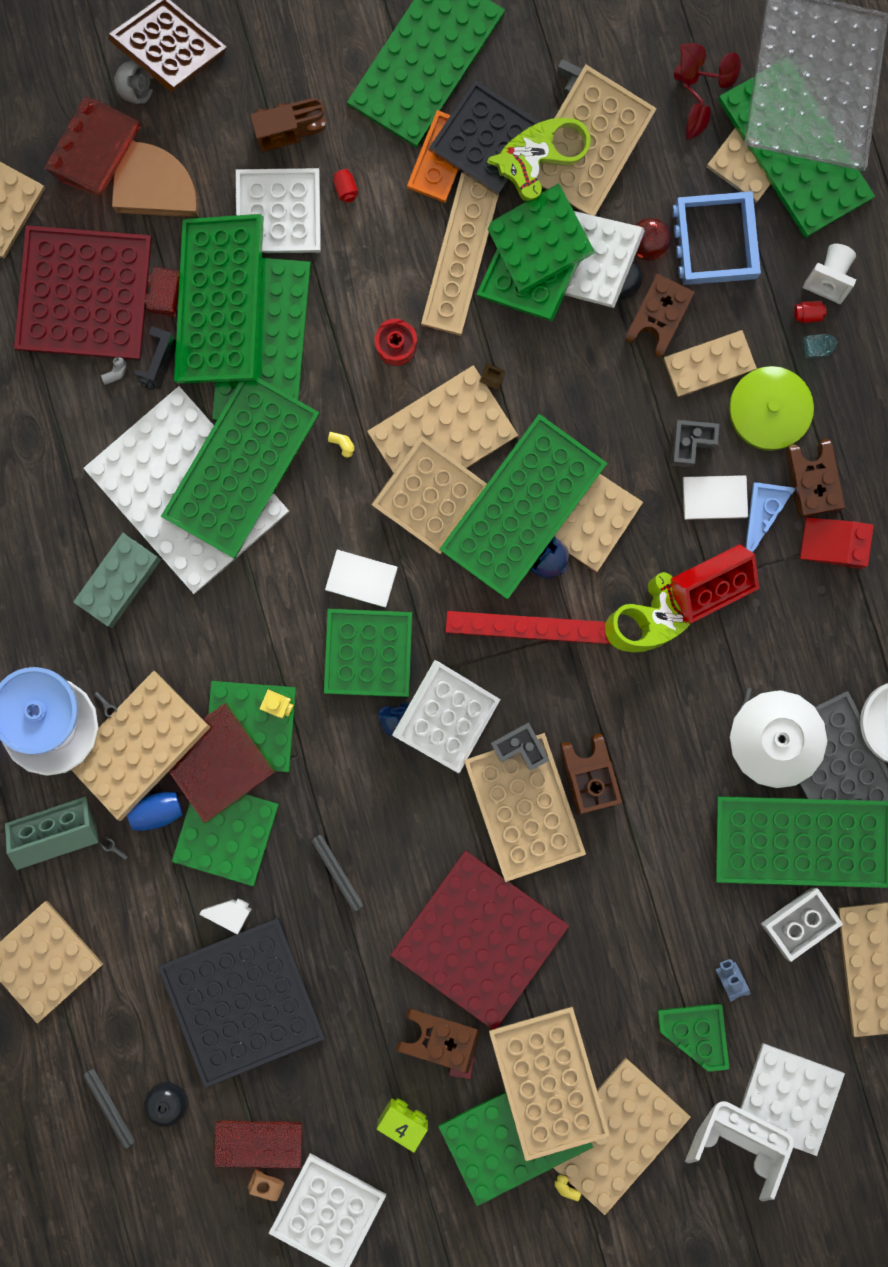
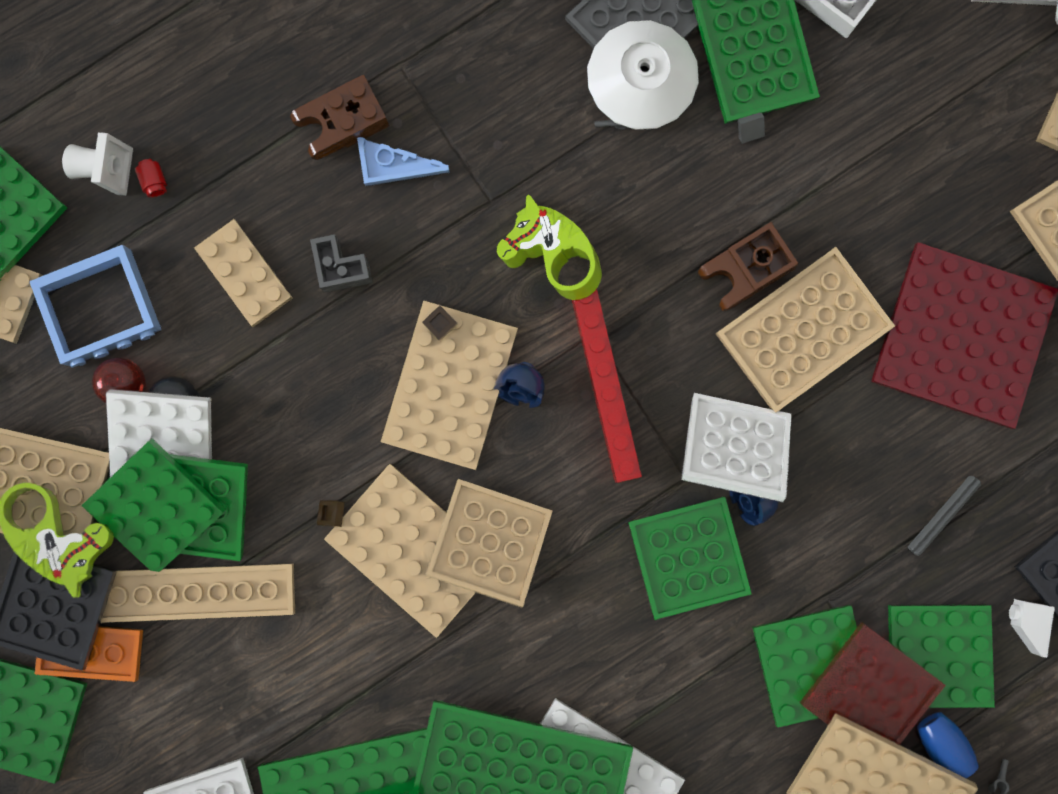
camera: 100 degrees left, 0 degrees up
(276, 704) = (783, 643): light yellow bracket -> none
(344, 442) = (457, 659): light yellow arm -> none
(345, 185) = (155, 754): red brick -> none
(361, 578) = (607, 591): white tile -> none
(406, 337) = (328, 650): red brick -> none
(521, 741) = (739, 356): dark grey brick -> none
(523, 506) = (471, 432): green plate -> none
(619, 508) = (439, 323): none -> dark brown plate
(659, 319) = (208, 346): reddish brown brick -> none
(698, 1033) = (987, 70): green plate -> none
(707, 816) = (751, 127): none -> dark grey tile
(715, 497) = (393, 222): white tile -> none
(715, 583) = (491, 192): red slope -> none
(732, 980) = (921, 47): sand blue hips -> none
(771, 408) = (274, 190): lime dish -> none
(819, 345) = (186, 156): clear light blue plate -> none
(837, 542) = (404, 74): red slope -> none

